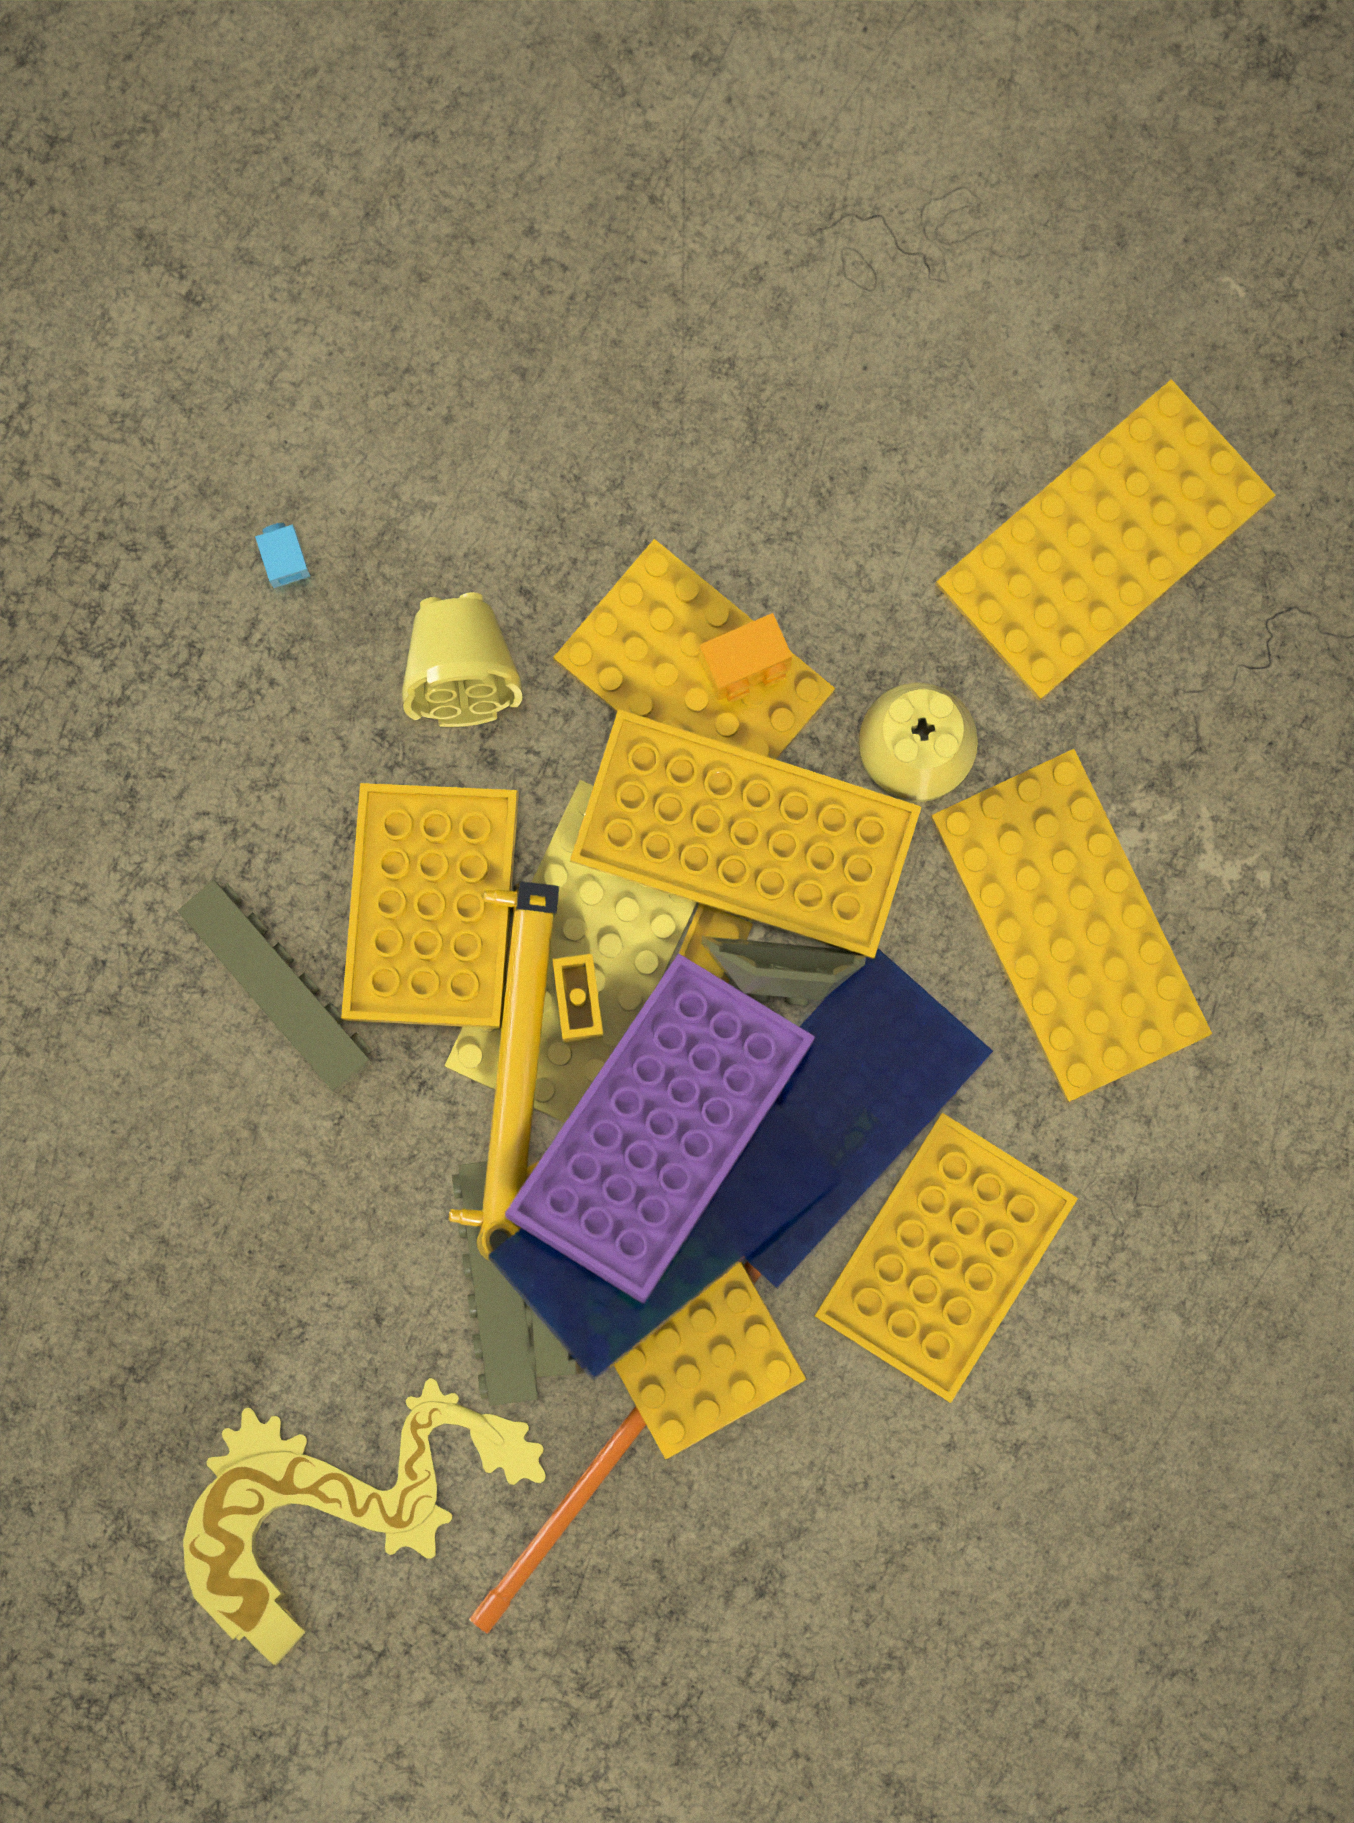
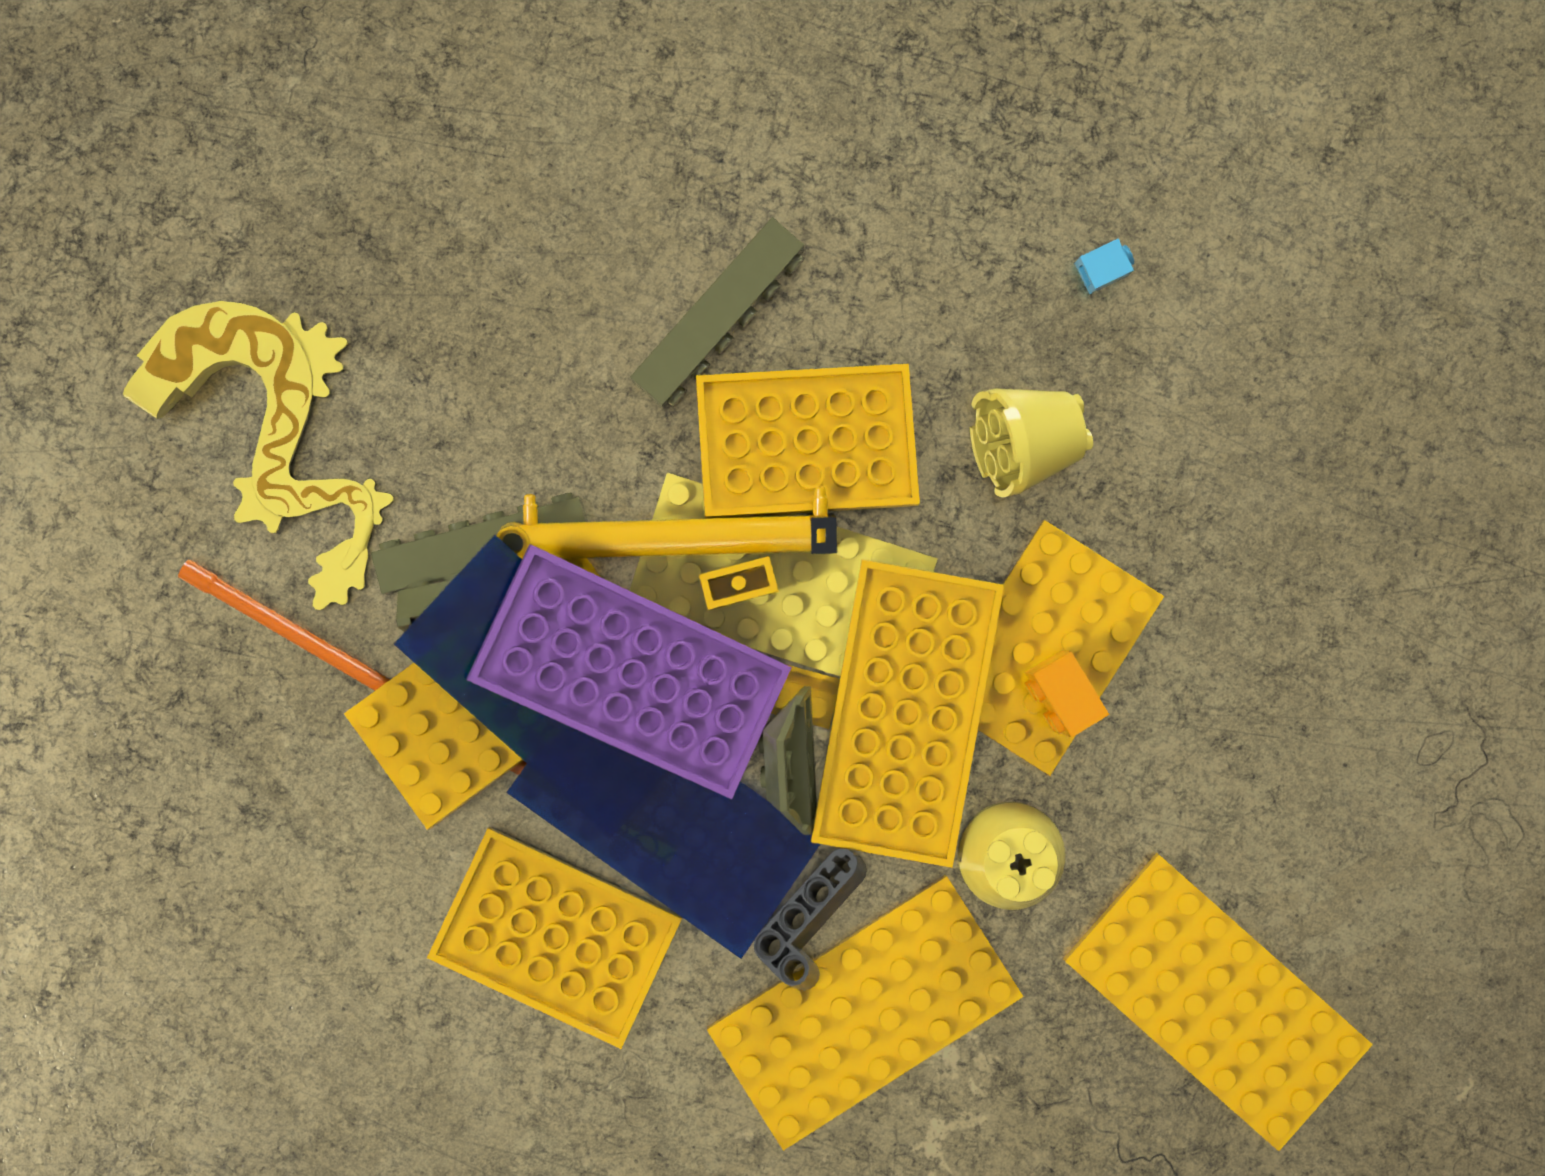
camera: 75 degrees right, 5 degrees up
(955, 962) = (815, 916): none -> dark grey beam

